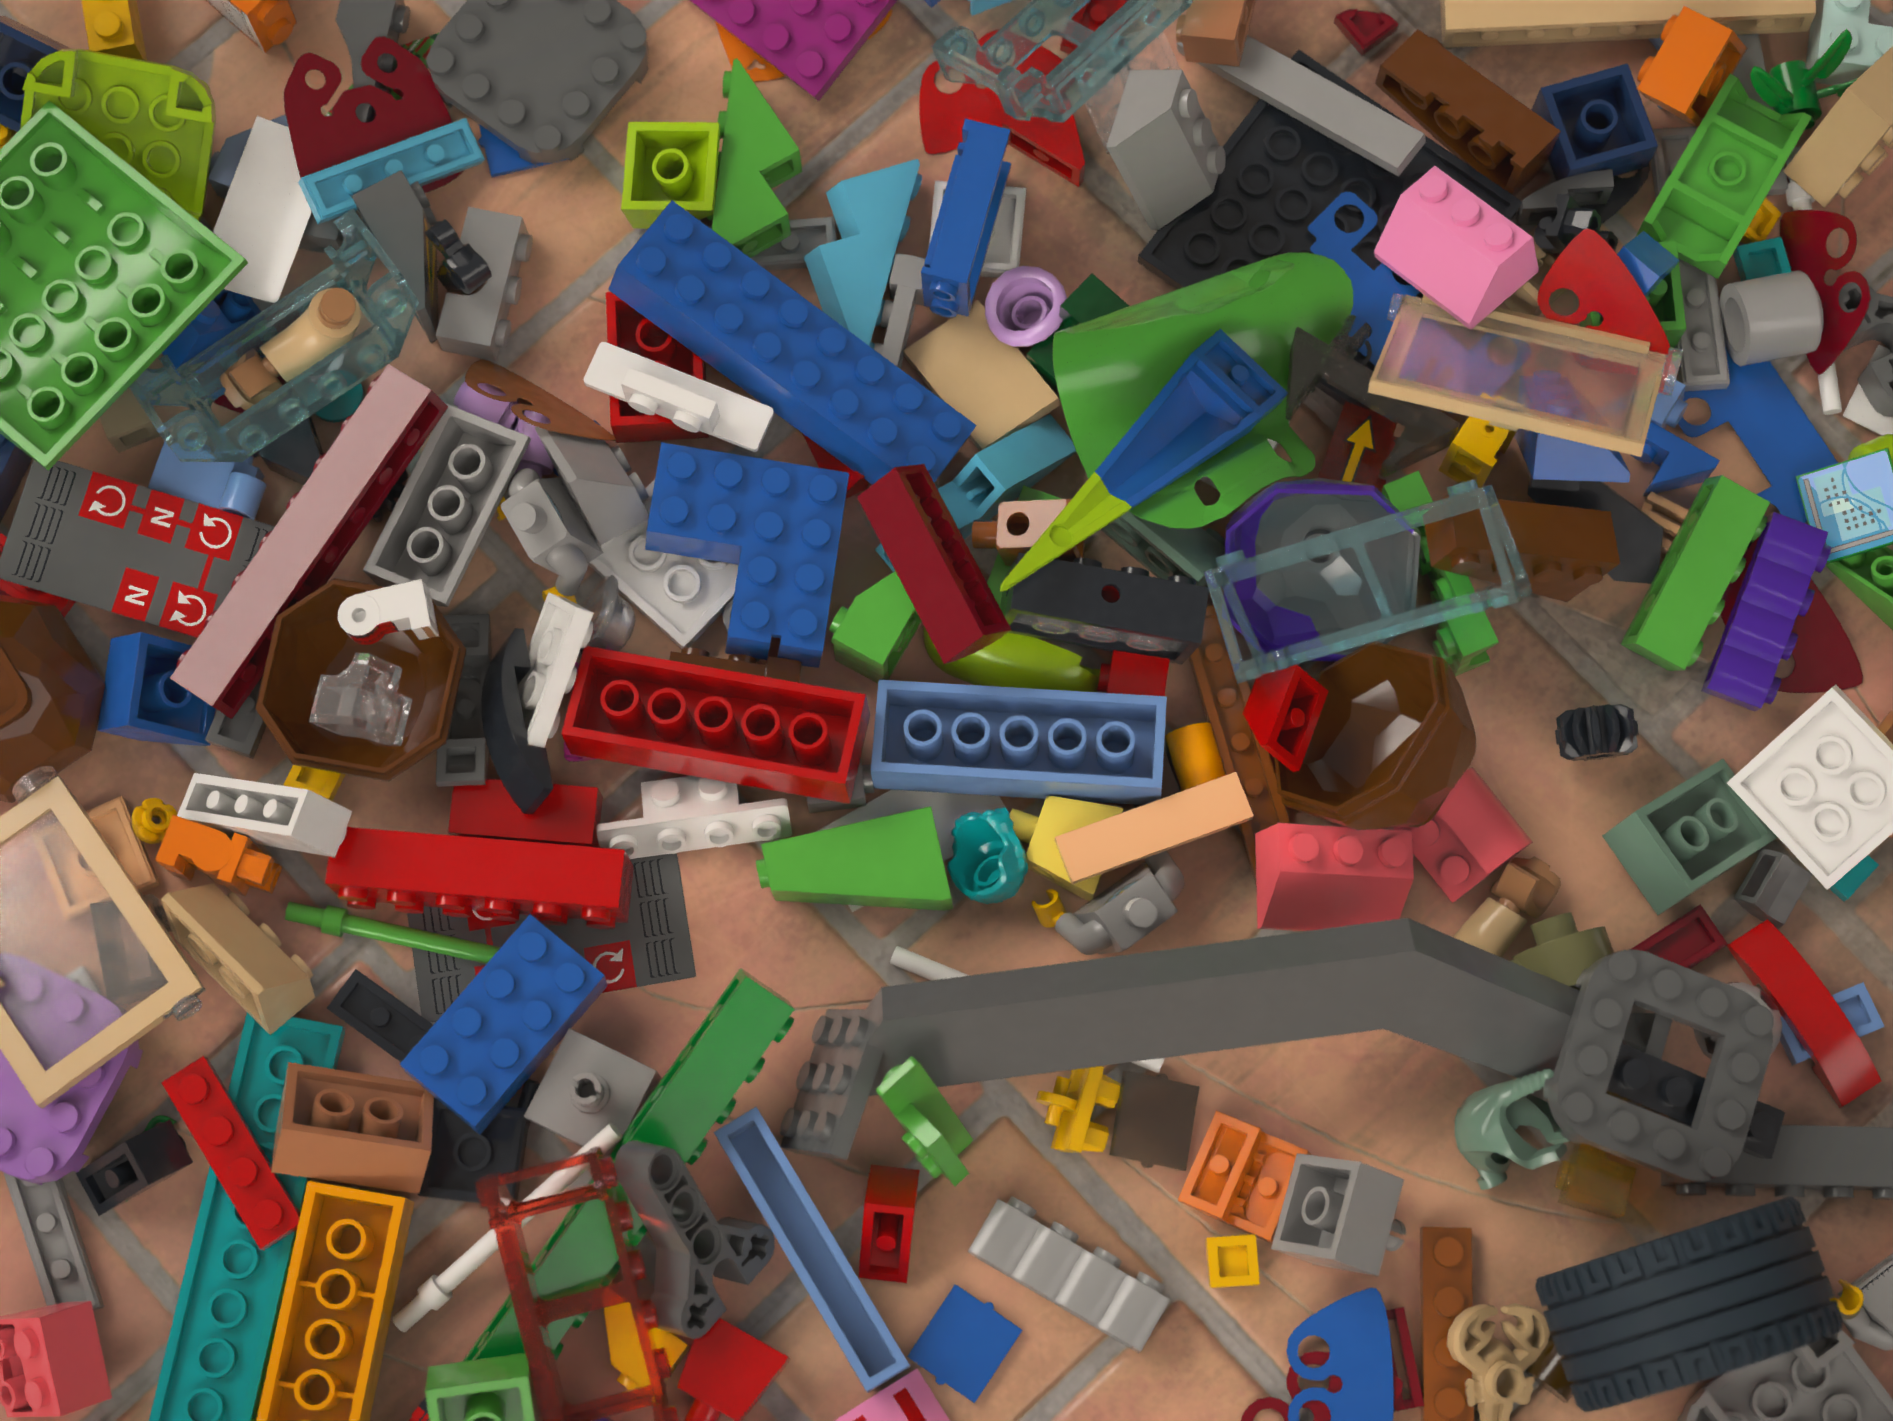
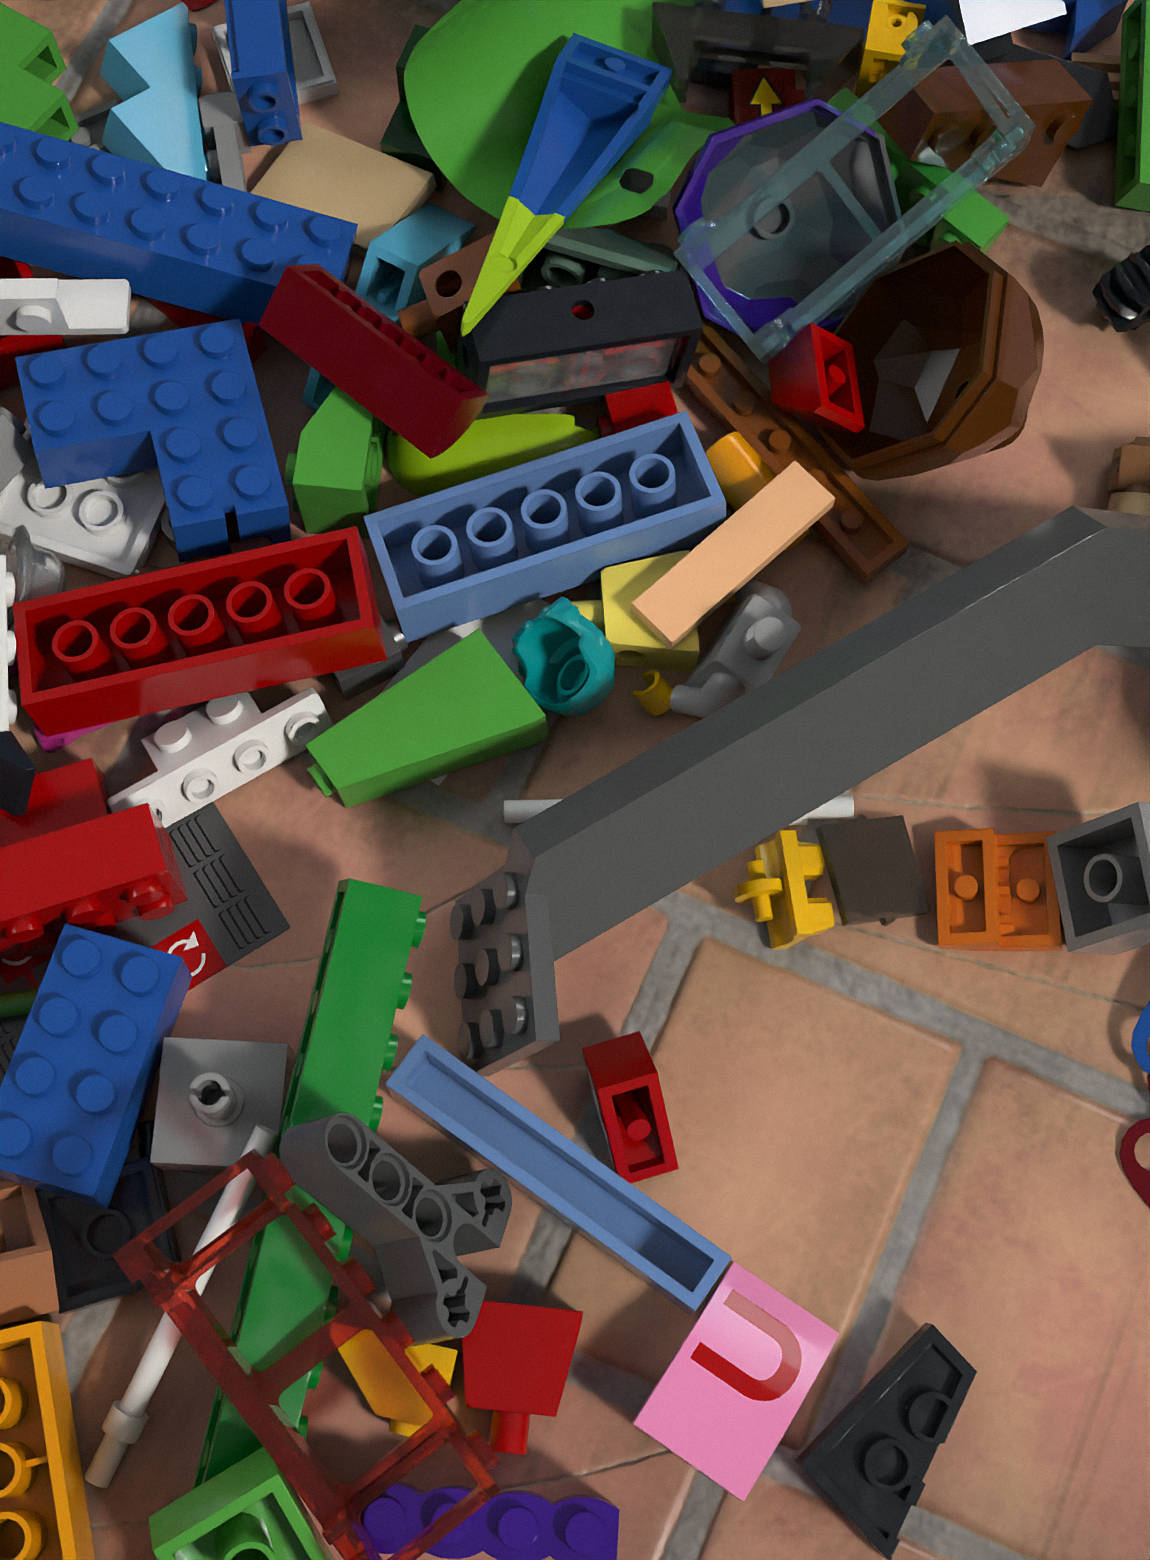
camera: 25 degrees left, 5 degrees down
(929, 1121) = (627, 960): bright green bracket -> none
(964, 1343) = (775, 1209): blue piece -> none
(1024, 306) = (357, 102): lavender hat -> none
(1068, 1274) = (860, 1078): light grey brick -> none
(1232, 1261) = (1030, 986): yellow plate -> none
(1330, 876) = (937, 523): coral slope -> none
(1467, 837) = (1058, 449): coral brick -> none

